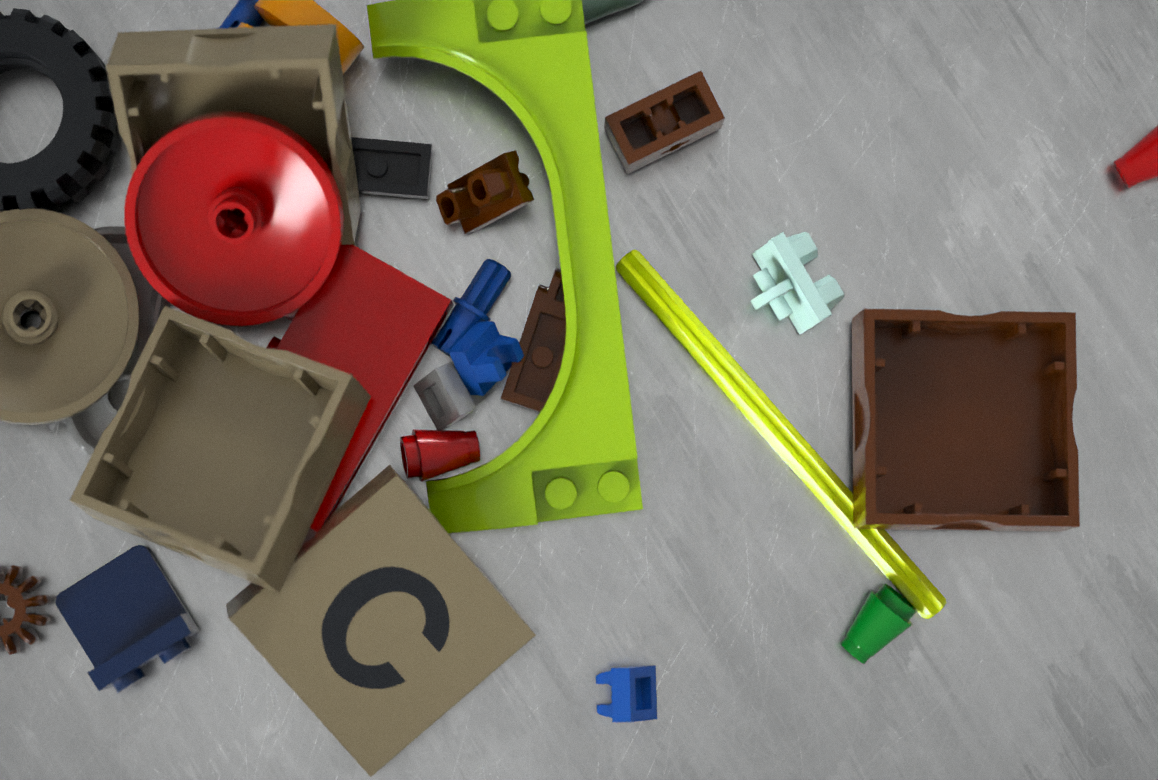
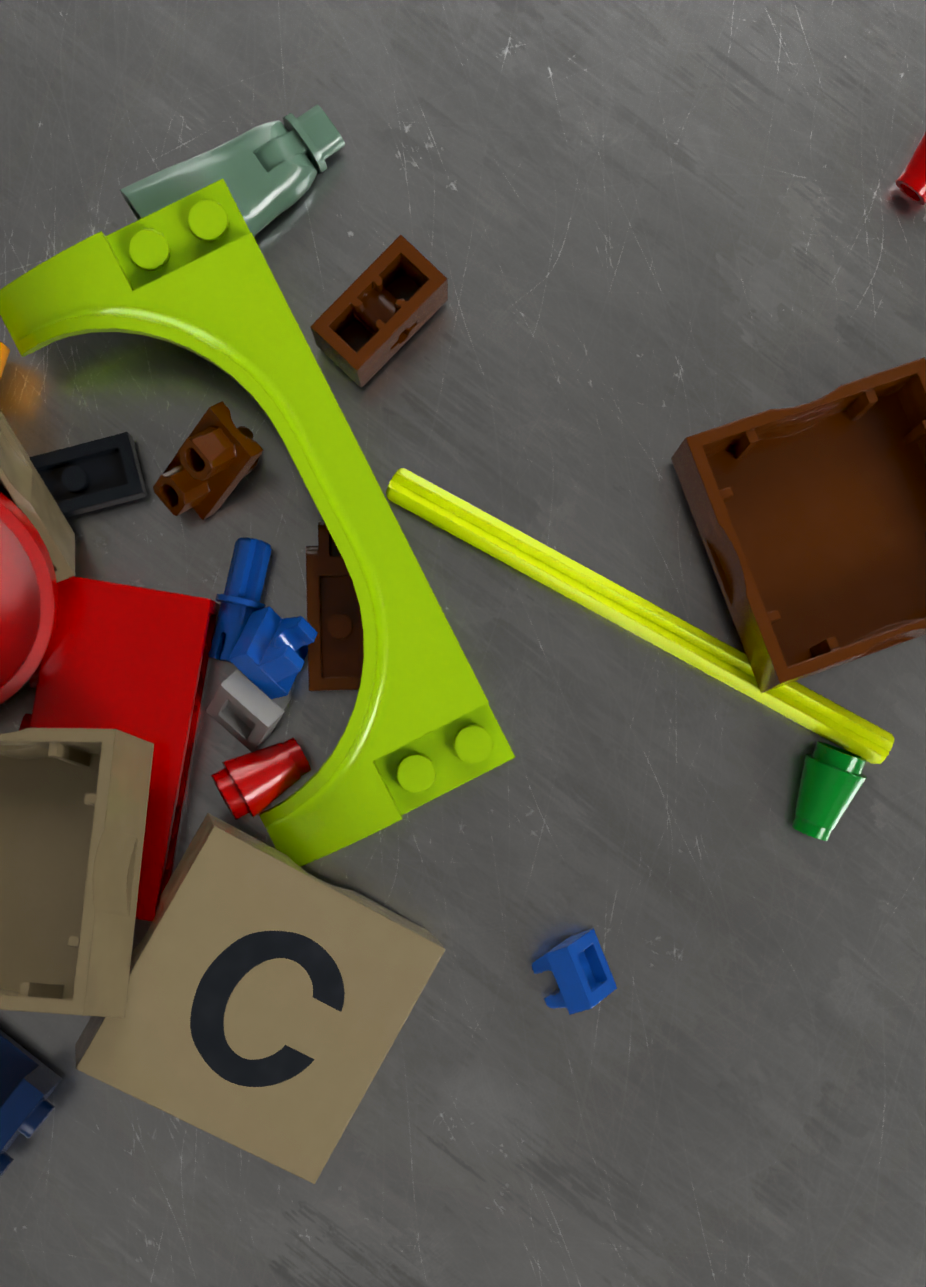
camera: 20 degrees left, 0 degrees up
(788, 284) = (588, 444): light aqua hips -> none

